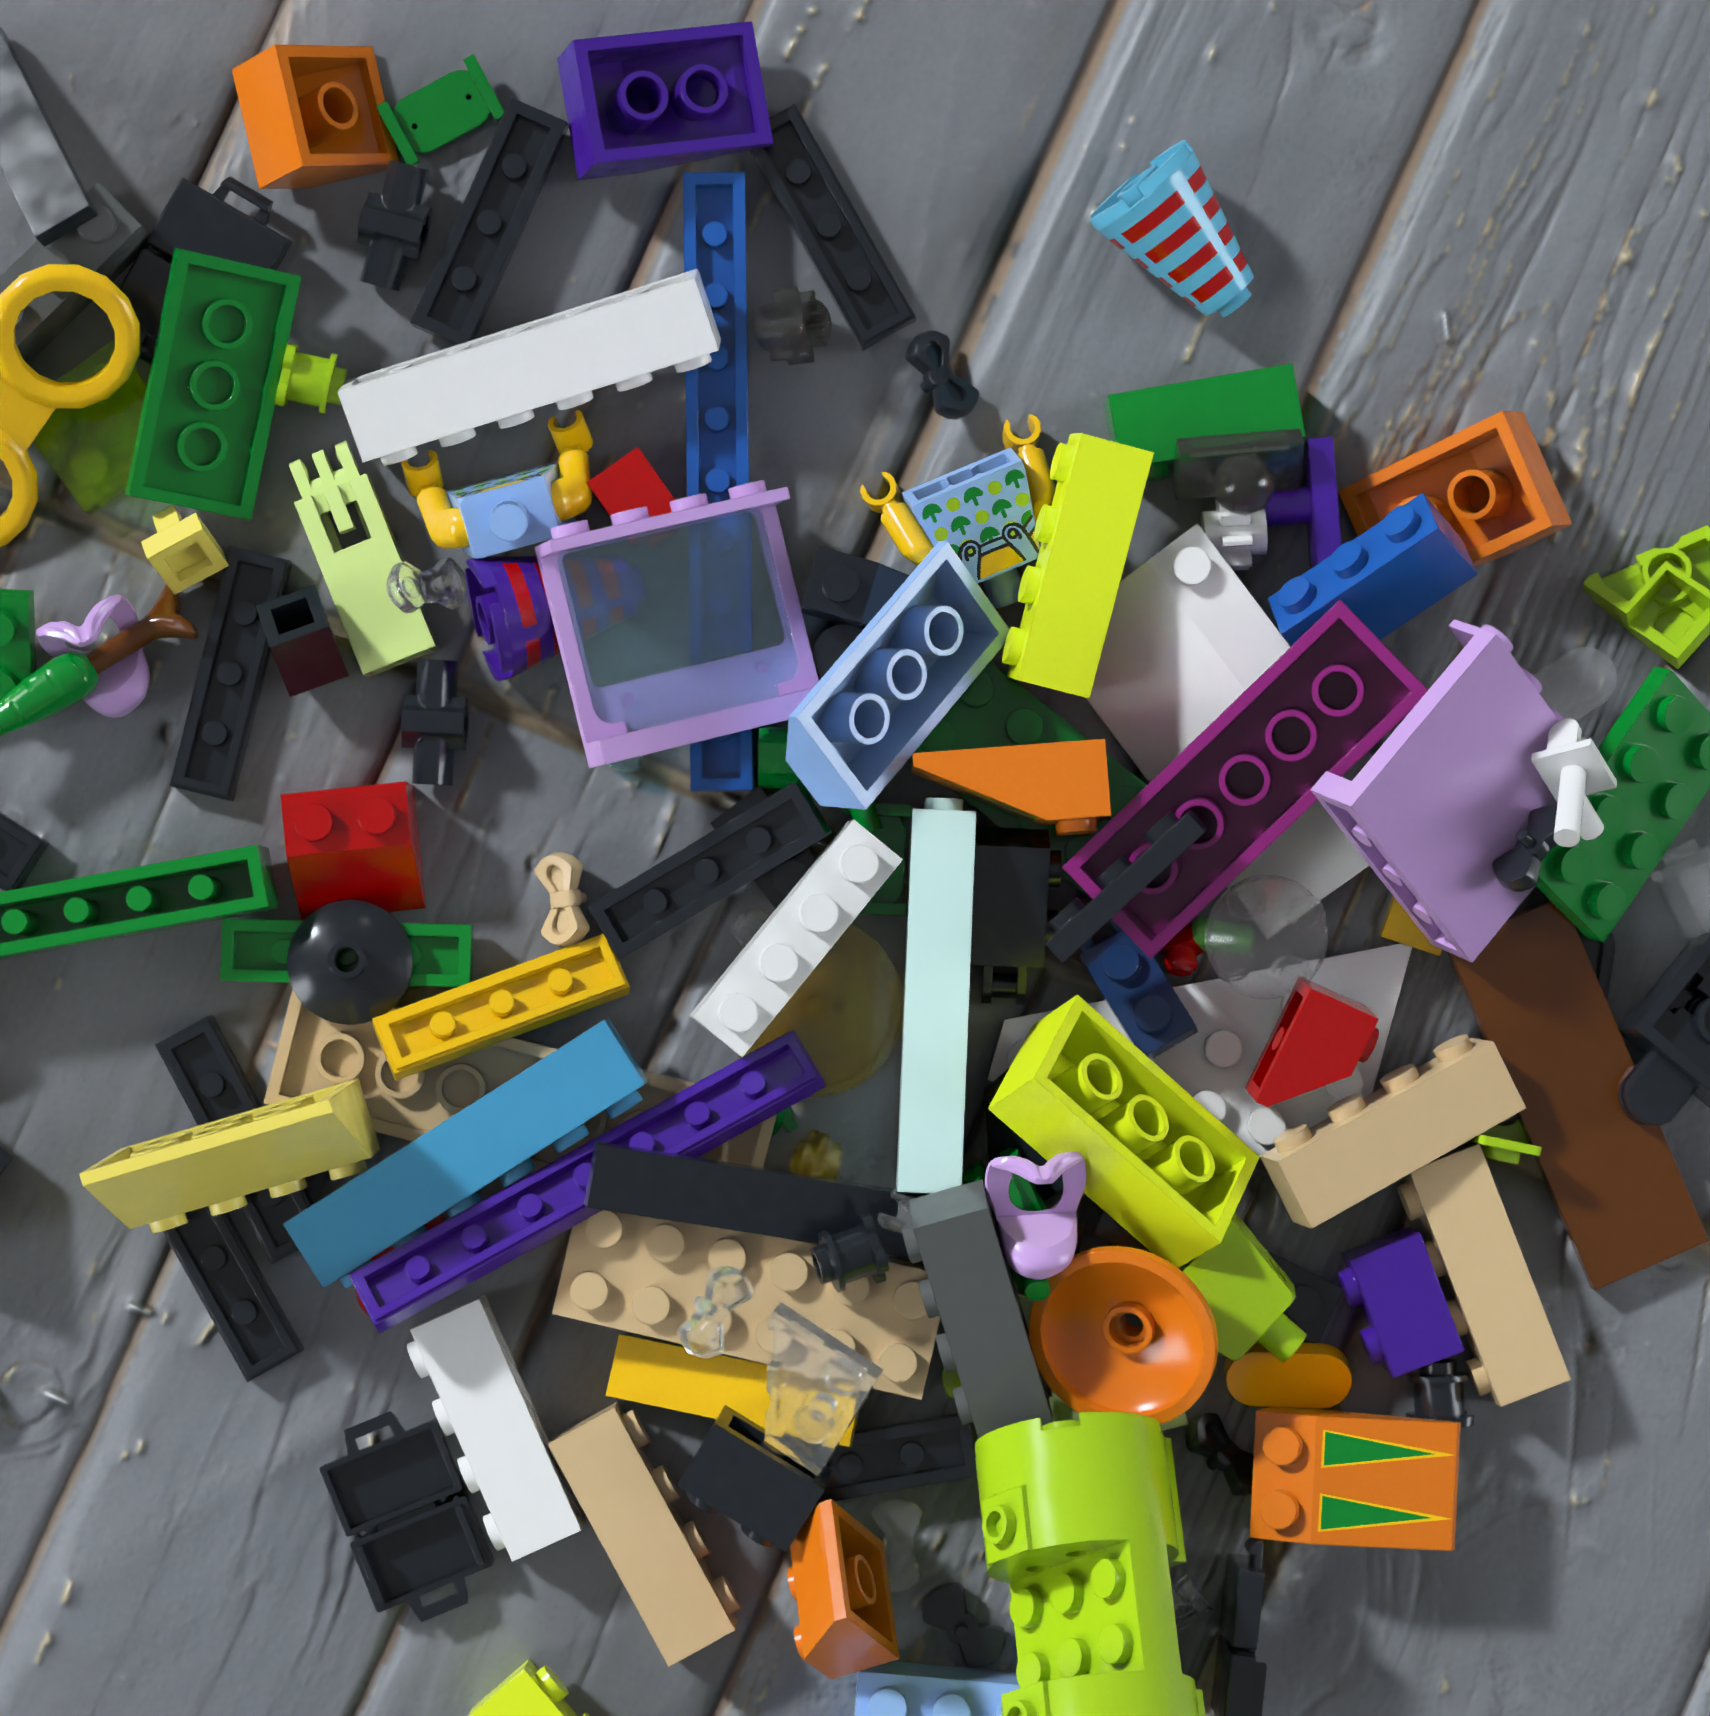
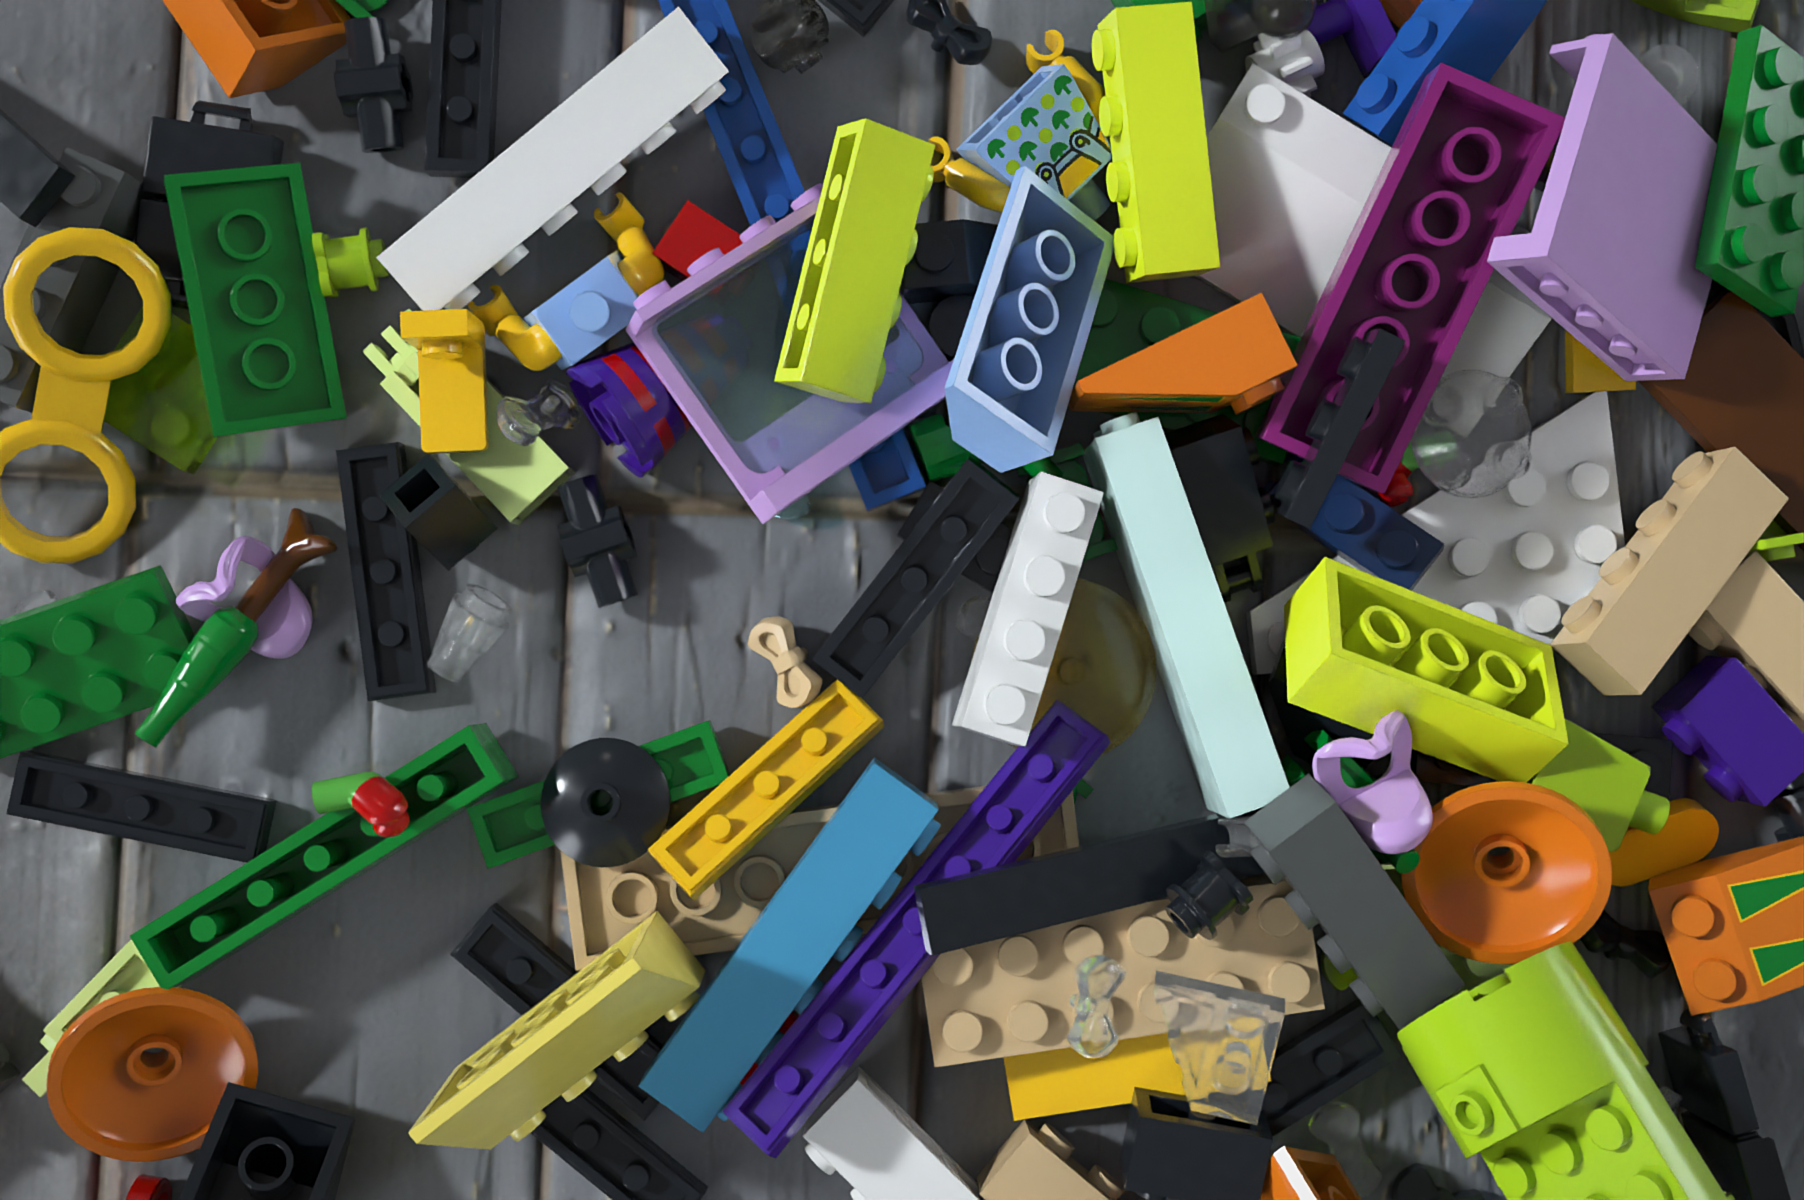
camera: 25 degrees left, 0 degrees up
(146, 873) = (369, 795): none -> red arm
(183, 550) = (290, 470): light yellow tile -> none
(285, 758) = (468, 631): none -> clear cone
(354, 847) = (566, 689): red slope -> none
(359, 529) = (450, 379): none -> yellow bracket
(763, 568) = (856, 262): none -> neon yellow brick
(817, 1156) = (1125, 812): clear yellow plate -> none
(1312, 1044) = (1561, 519): red slope -> none
(1520, 866) = (1708, 261): black piece -> none
(1571, 771) = (1723, 151): white arm -> none

